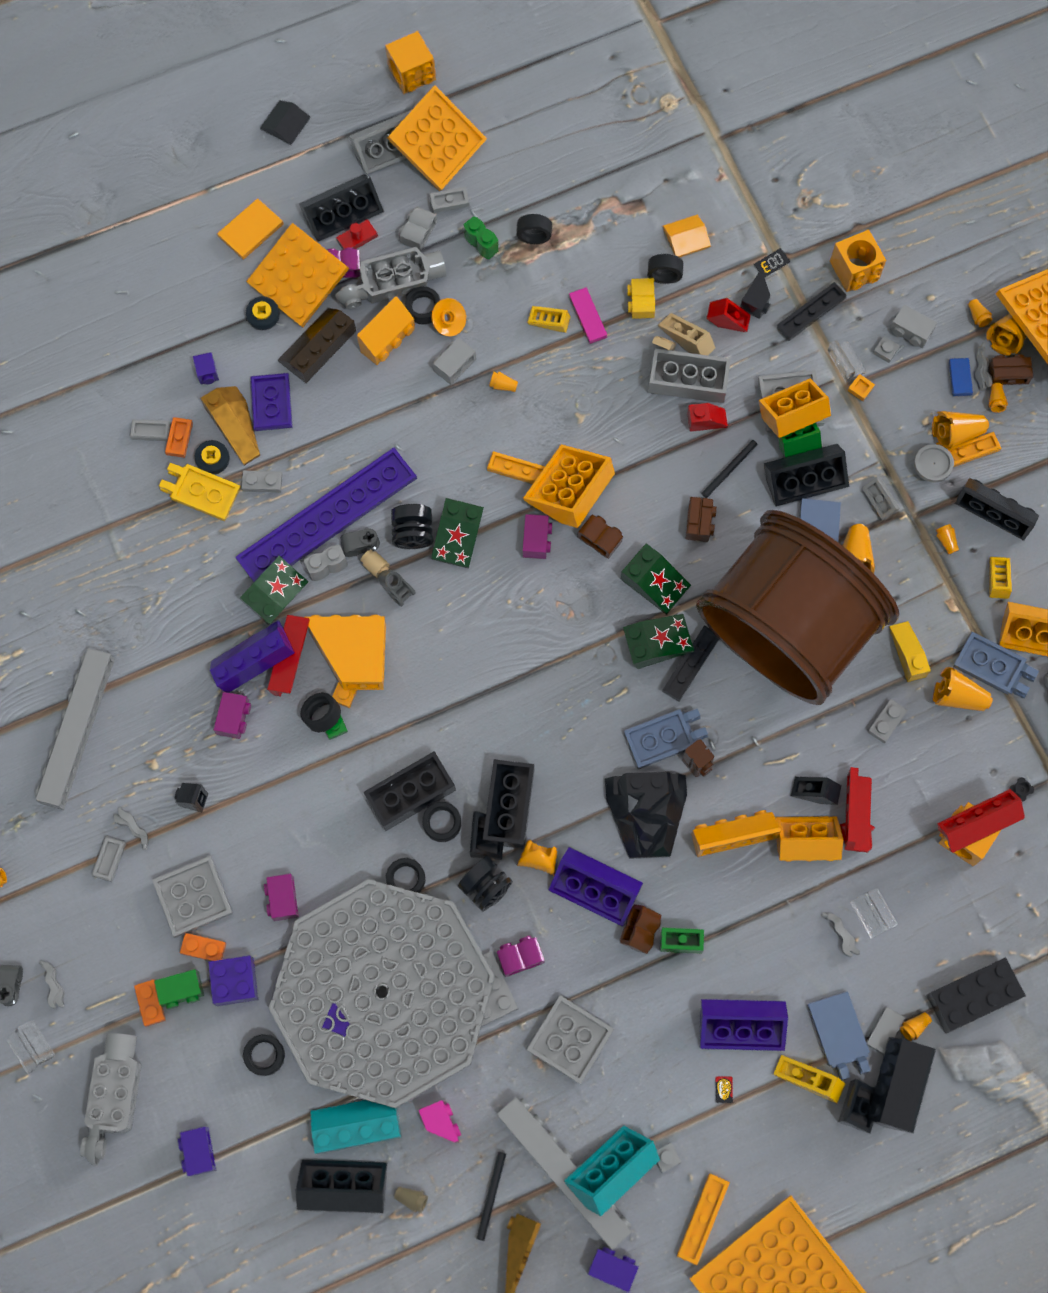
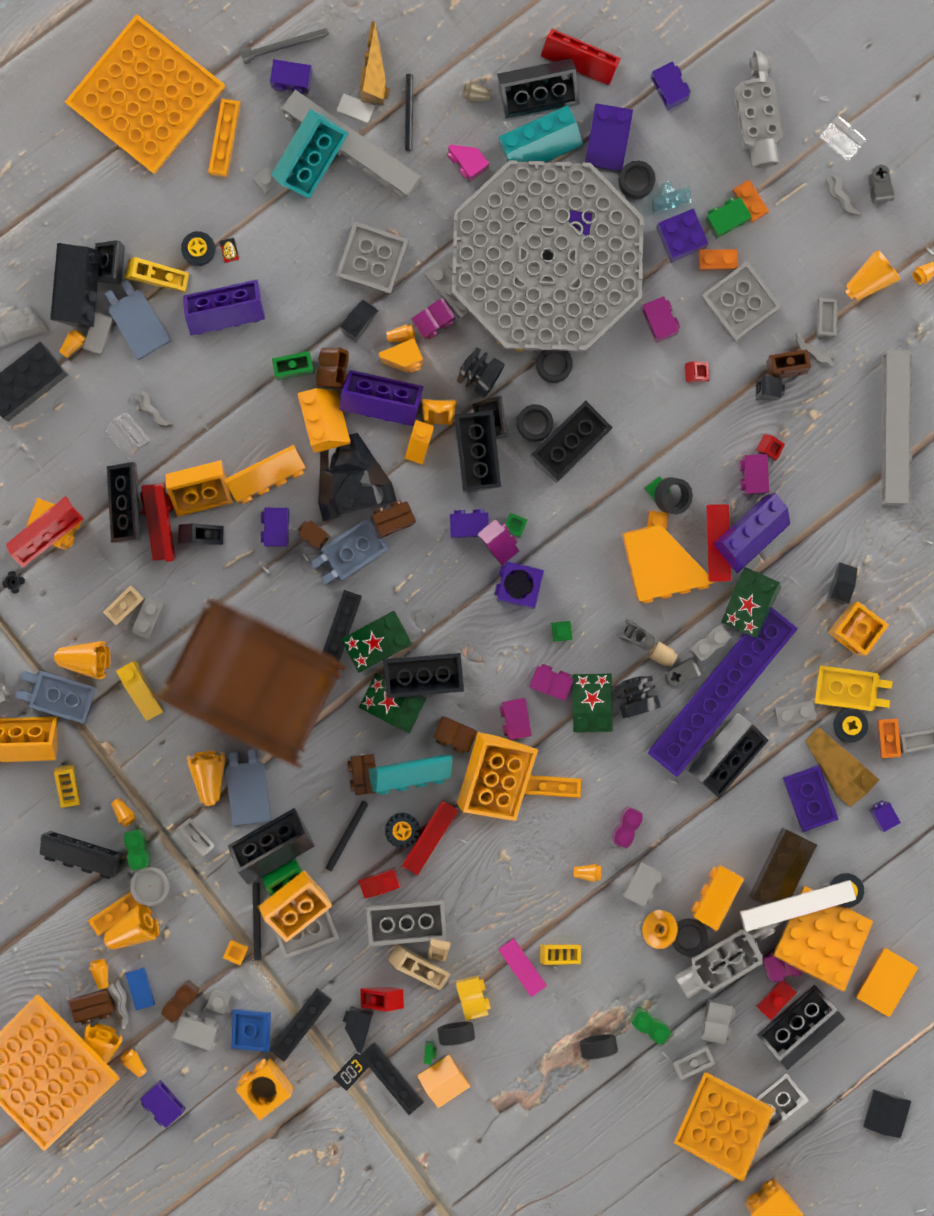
camera: 160 degrees right, 15 degrees up
(49, 886) = (872, 277): none -> light orange cone
(164, 816) = (788, 364): none -> reddish brown brick
(176, 538) = (858, 629): none -> light orange brick
(177, 589) = (843, 584): none -> black slope
(208, 741) = (770, 446): none -> red slope
(233, 1026) = (670, 197): none -> clear light blue tile
(260, 835) = (696, 371): none -> red slope
(280, 1209) = (586, 58): none -> red panel
(281, 1109) = (609, 137): none -> dark purple slope
(313, 304) = (797, 905): none -> white tile
(339, 456) = (728, 755): none -> black slope
(454, 413) = (629, 822): none -> magenta brick
(469, 610) = (561, 631): none -> green plate
(489, 723) = (516, 524): none -> green plate
(493, 562) = (550, 682): none -> magenta brick
(495, 643) = (533, 574): none -> dark purple brick
(510, 706) = (499, 542): none -> magenta brick
(535, 734) = (468, 524): none -> dark purple brick
(549, 1217) = (355, 108): none -> white sticker
(555, 948) = (401, 334): none -> light orange cone
(562, 919) = (403, 357): none -> light orange slope
(566, 831) = (419, 442): none -> light orange slope
(600, 975) = (358, 320): none -> black slope
(613, 757) = (392, 519): none -> reddish brown brick
(619, 594) = (423, 675): none -> black slope
(648, 448) = (429, 837): none -> red panel
(653, 507) = (410, 773): none -> teal slope
(661, 876) = (323, 419): none -> light orange slope
(677, 454) = (404, 836): none -> black wheel
(694, 260) = (430, 1052): none -> green plate
(735, 247) = (391, 1078): none -> black plate
(736, 779) = (275, 527): none -> dark purple brick
(762, 1092) = (194, 242): none -> black wheel
(835, 411) = (256, 921): none -> black bar
(860, 316) = (251, 1030): none -> blue tile
(891, 837) = (124, 503): none -> black slope
(910, 738) = (124, 605): none -> tan plate
(923, 355) = (183, 997): none -> reddish brown brick
(940, 500) = (138, 854): none -> green brick
(958, 271) = (162, 1104): none -> dark purple brick

